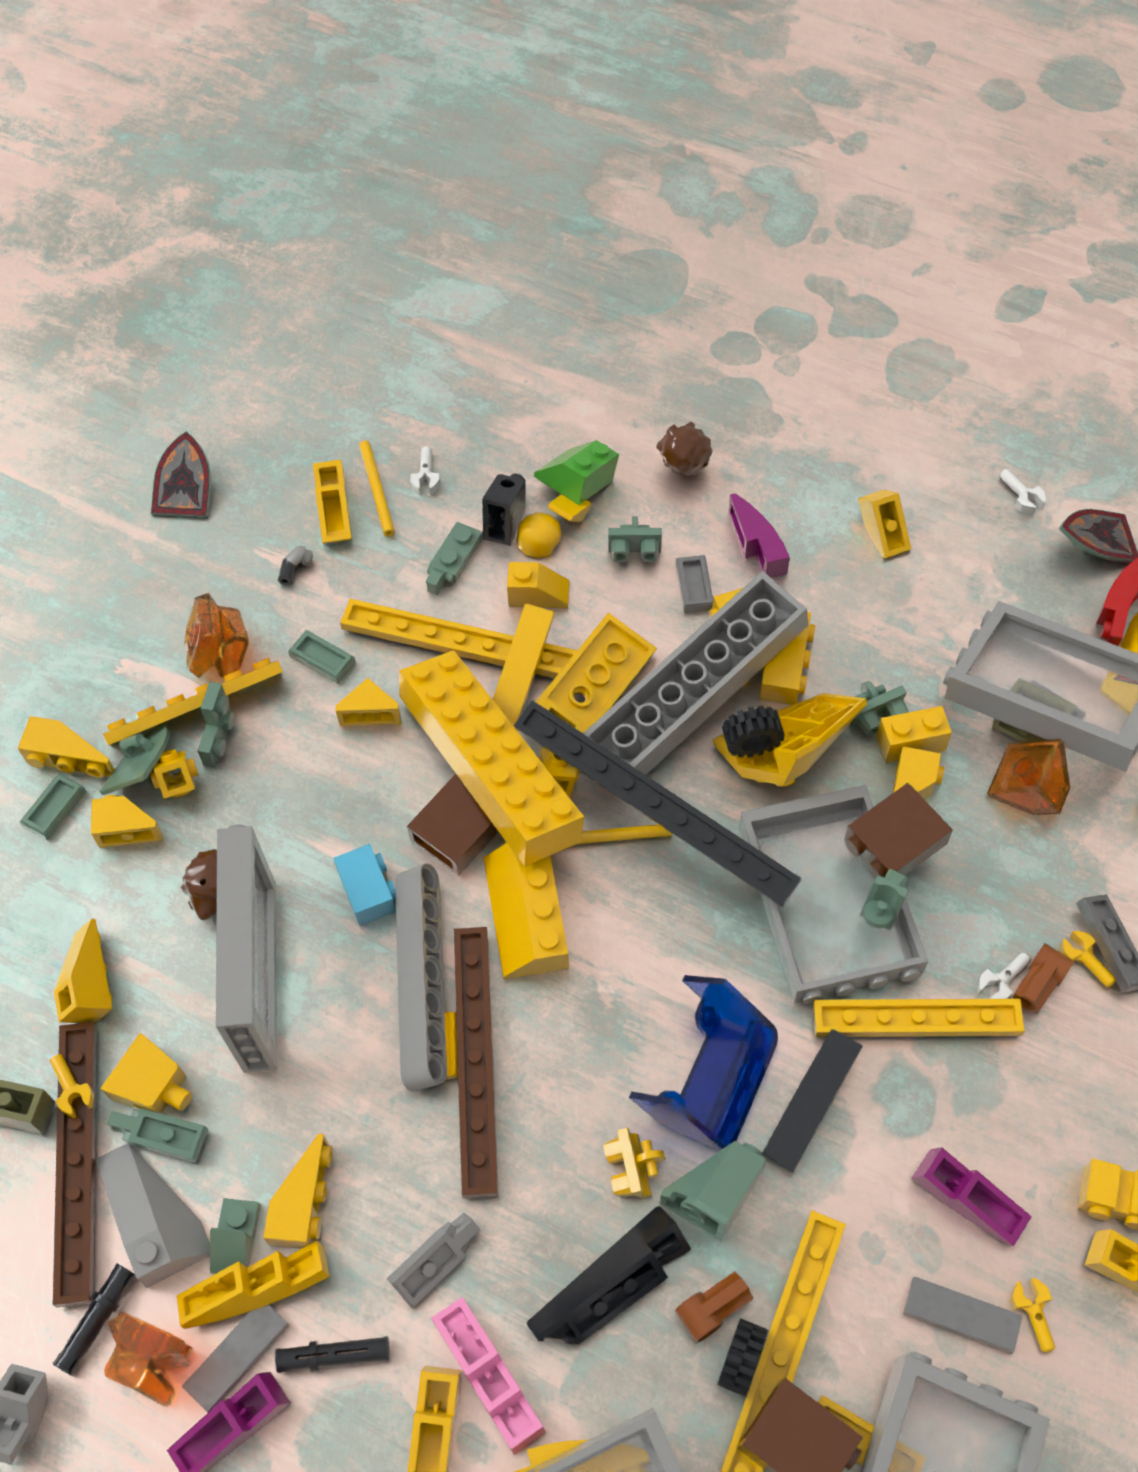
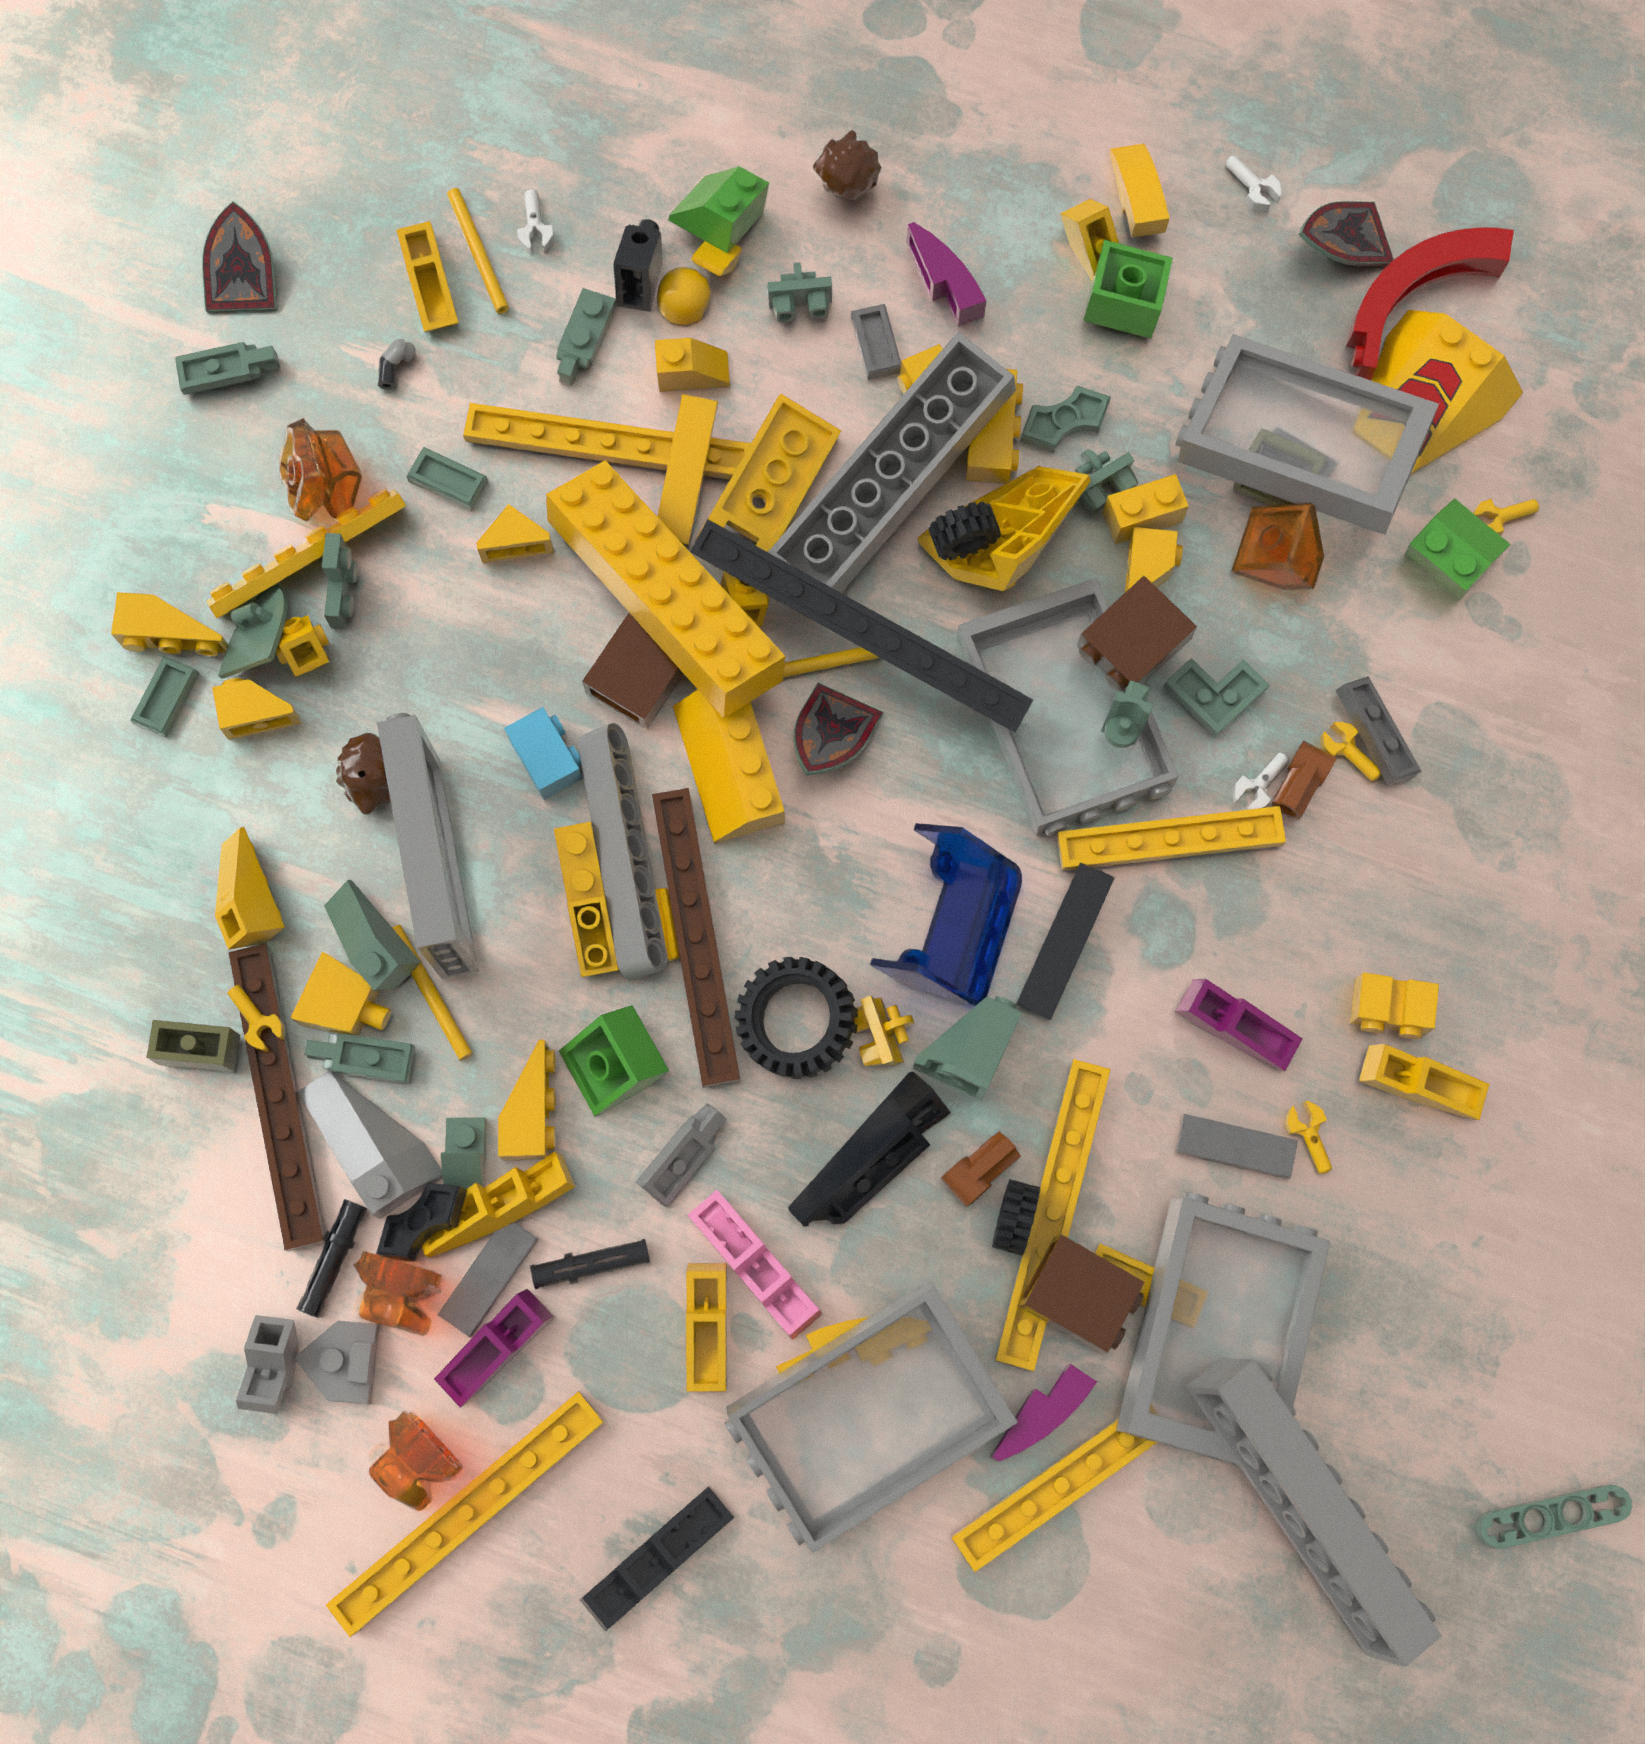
camera: 10 degrees left, 15 degrees up
(85, 1422) = (342, 1361): none -> light grey plate
(156, 554) = (223, 366): none -> sand green hinge
(184, 1029) = (369, 939): none -> sand green slope
(195, 1285) = (434, 1211): none -> black tile
(230, 1084) = (437, 1004): none -> yellow bar
(381, 1013) = (586, 899): none -> yellow slope
(384, 1161) = (613, 1059): none -> bright green slope
(584, 1170) = (762, 990): none -> black tyre
(620, 891) = (832, 730): none -> shield
(836, 661) = (1053, 423): none -> sand green tile
(910, 560) = (1128, 289): none -> bright green slope
(926, 488) = (1139, 190): none -> yellow slope
(963, 902) = (1212, 702): none -> sand green plate

